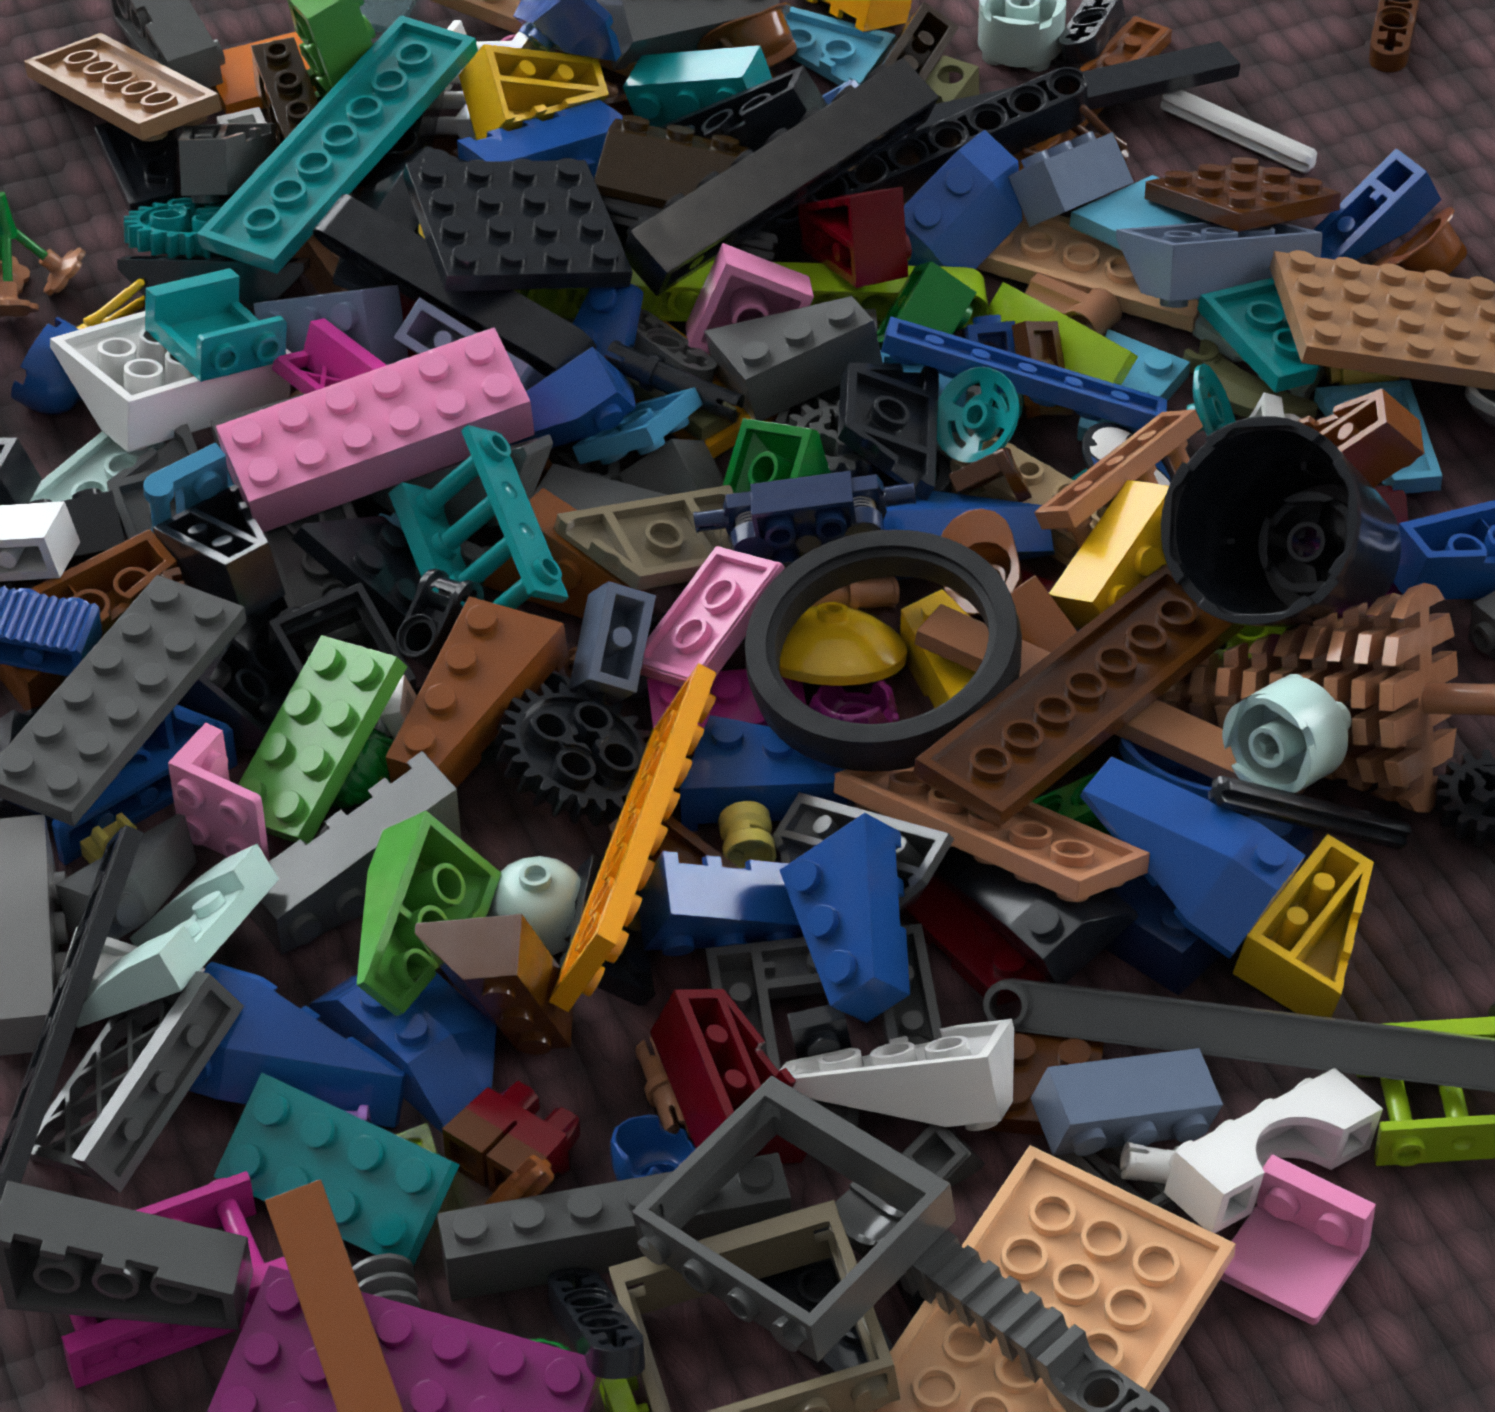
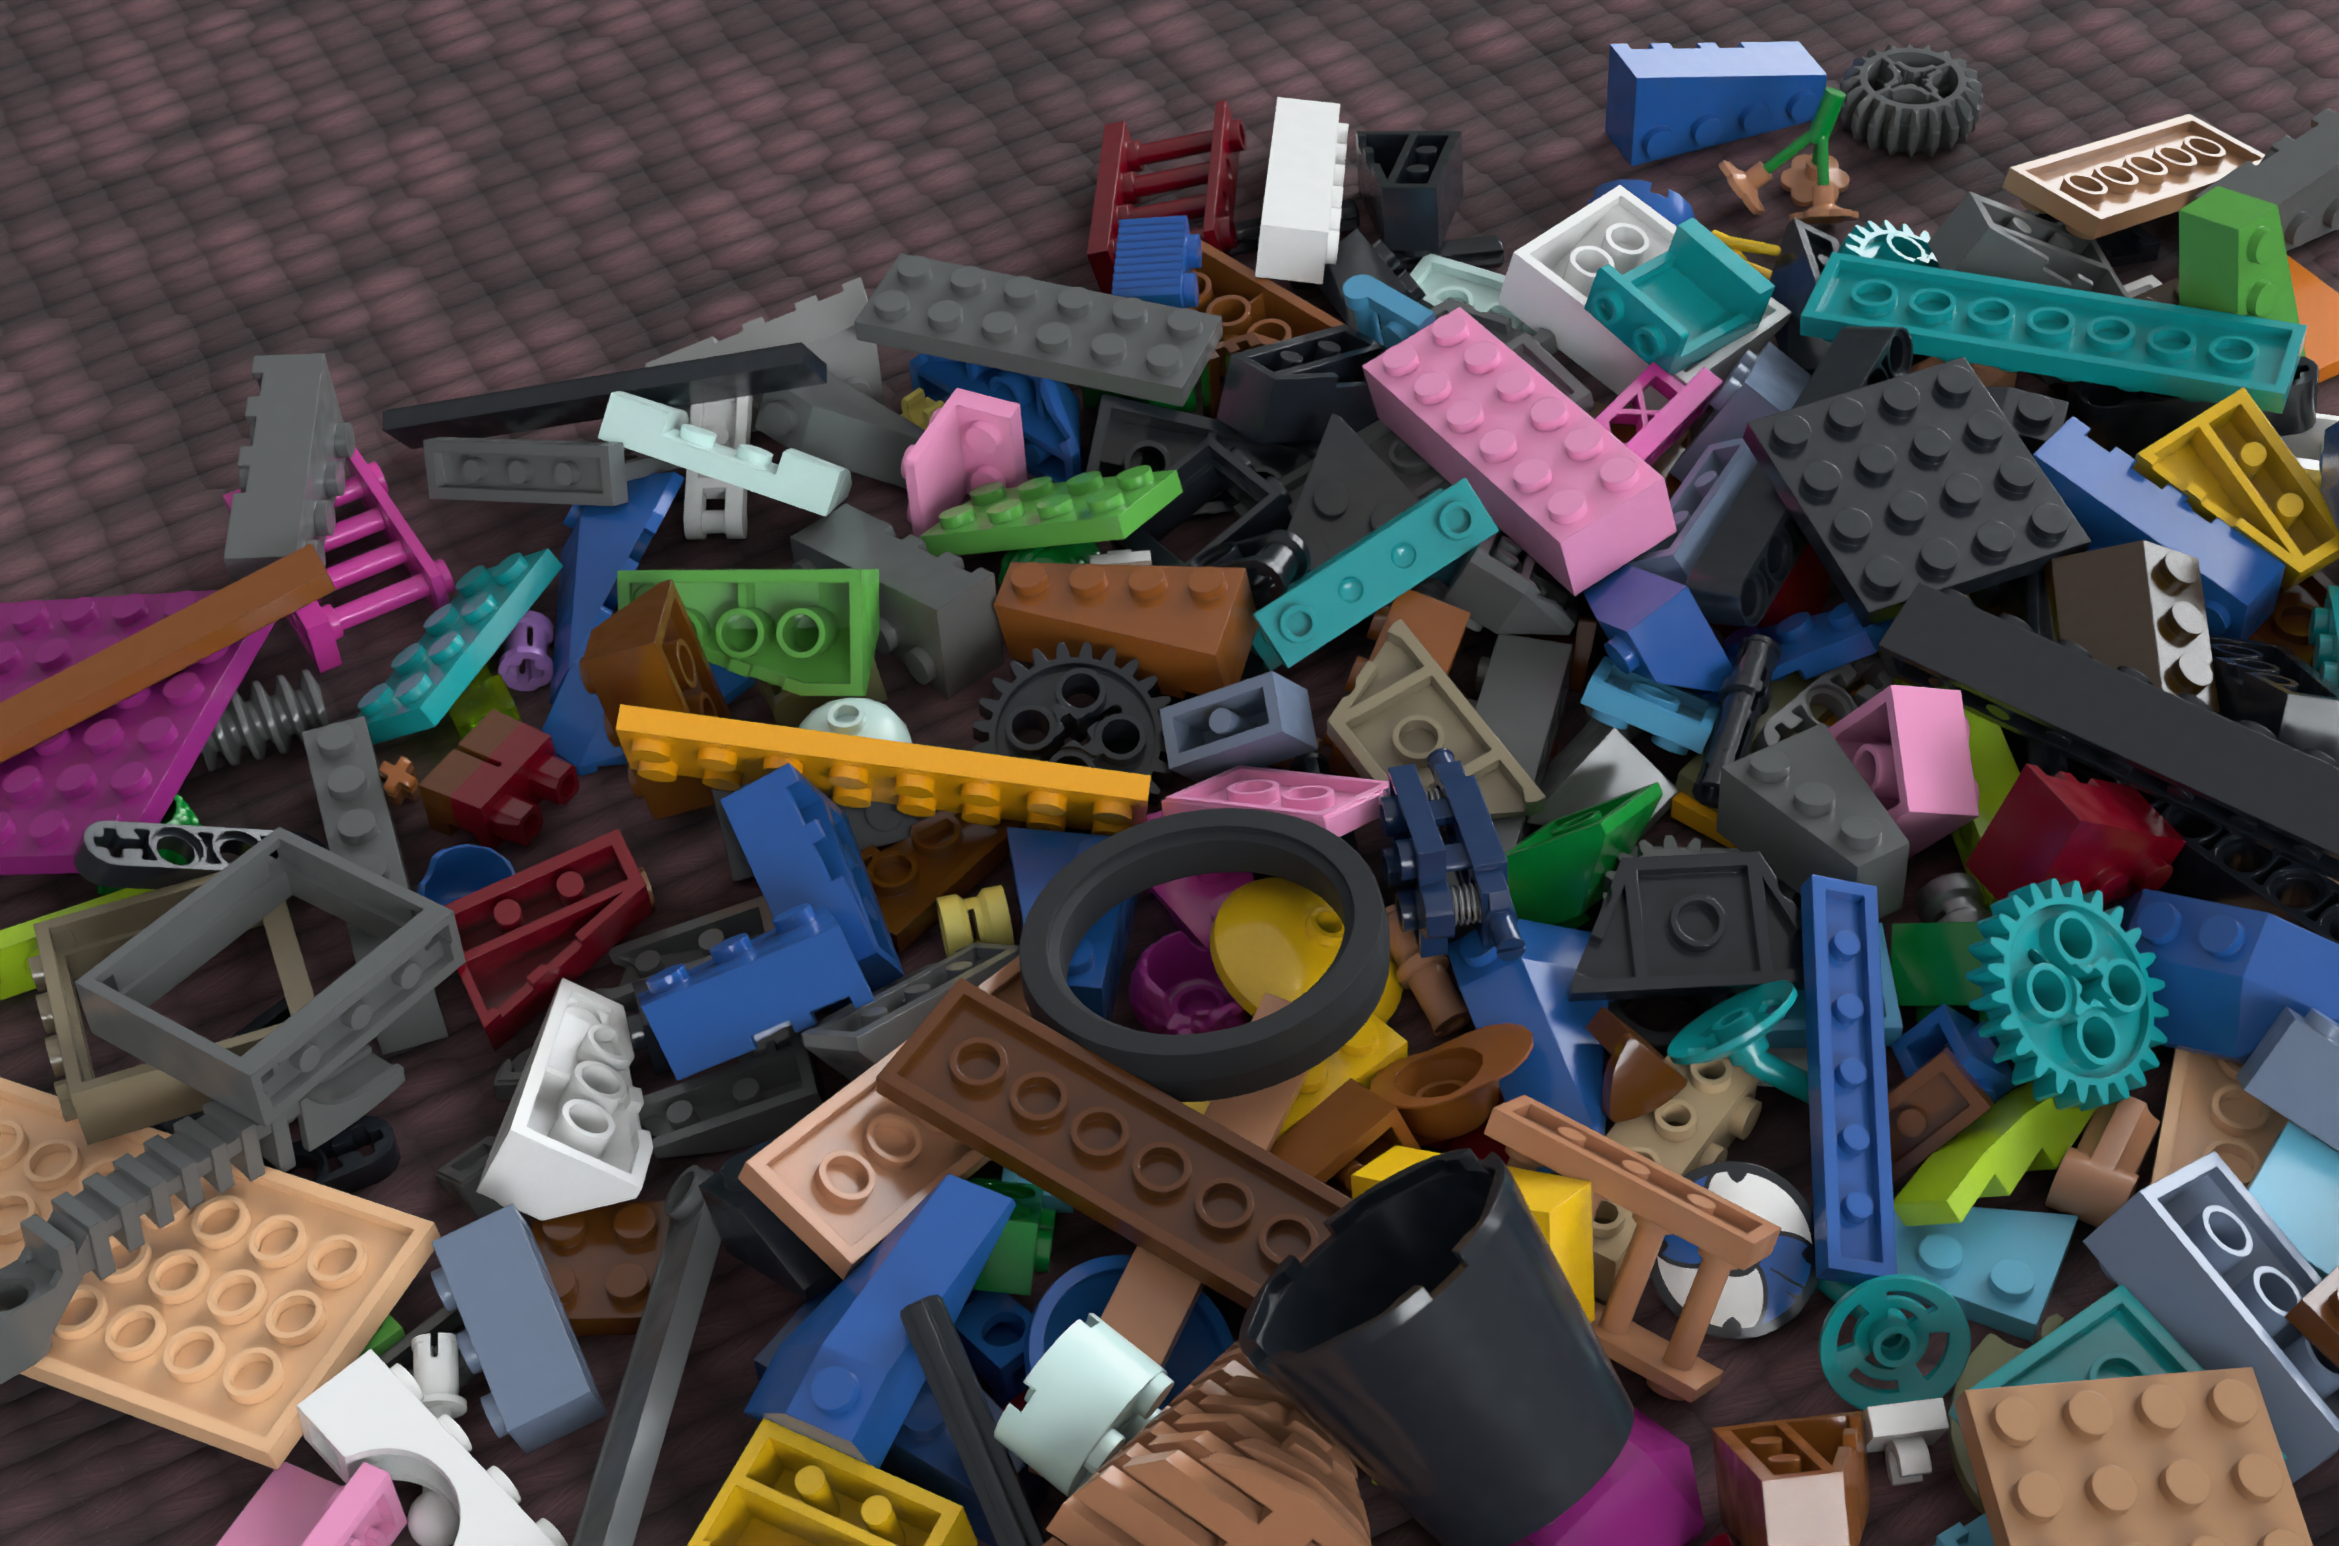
camera: 85 degrees right, 0 degrees up
(984, 261) = (2067, 995): none -> teal gear

